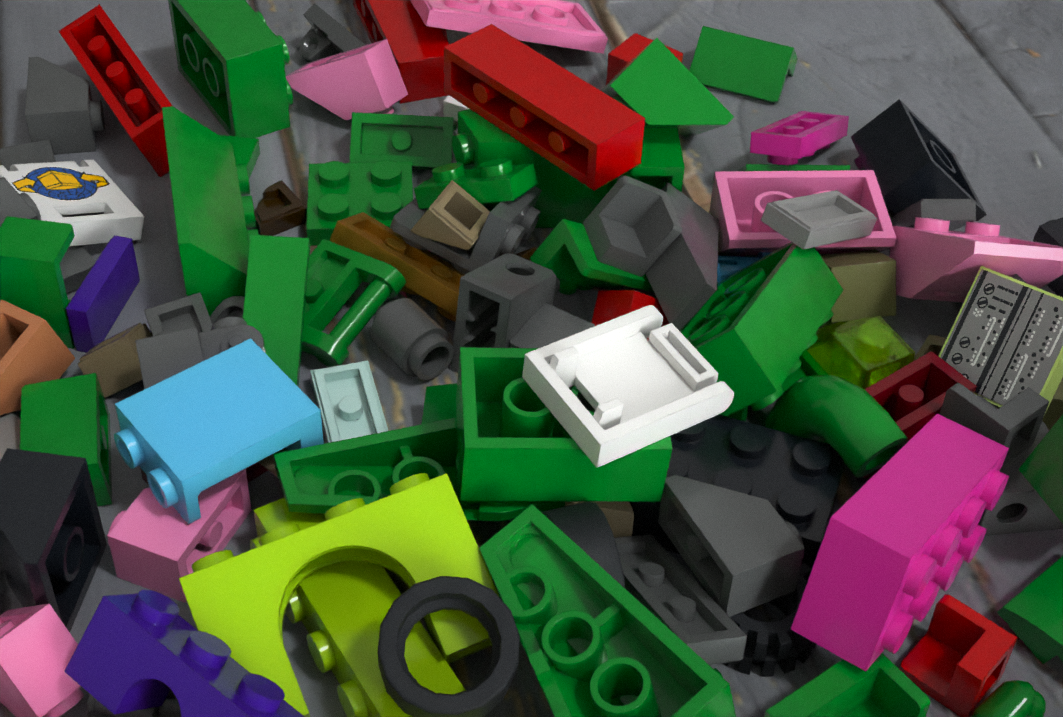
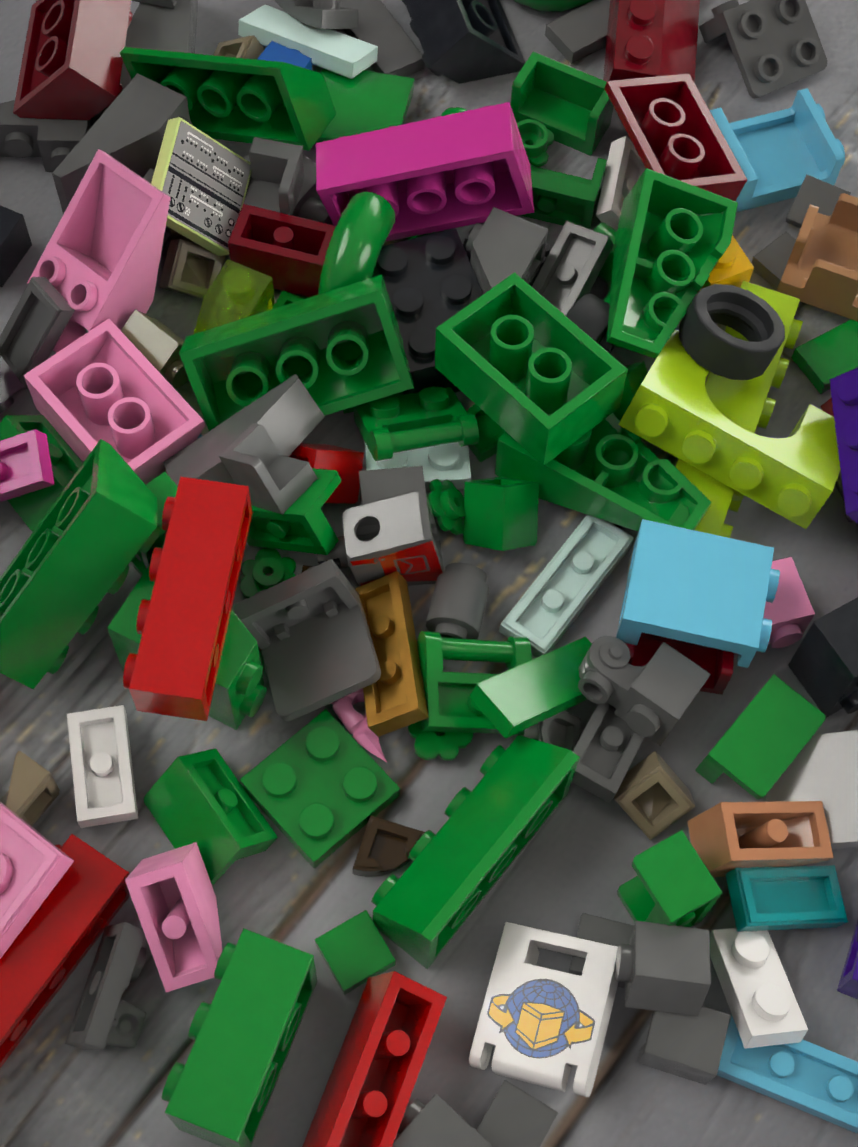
camera: 130 degrees left, 20 degrees up
(103, 293) = (604, 869): dark purple tile -> none
(453, 218) = (344, 626): dark tan slope -> none
(491, 182) = (286, 637): green plate -> none
(633, 383) = (482, 312): white container -> none
(819, 219) = (154, 351): light grey tile -> none

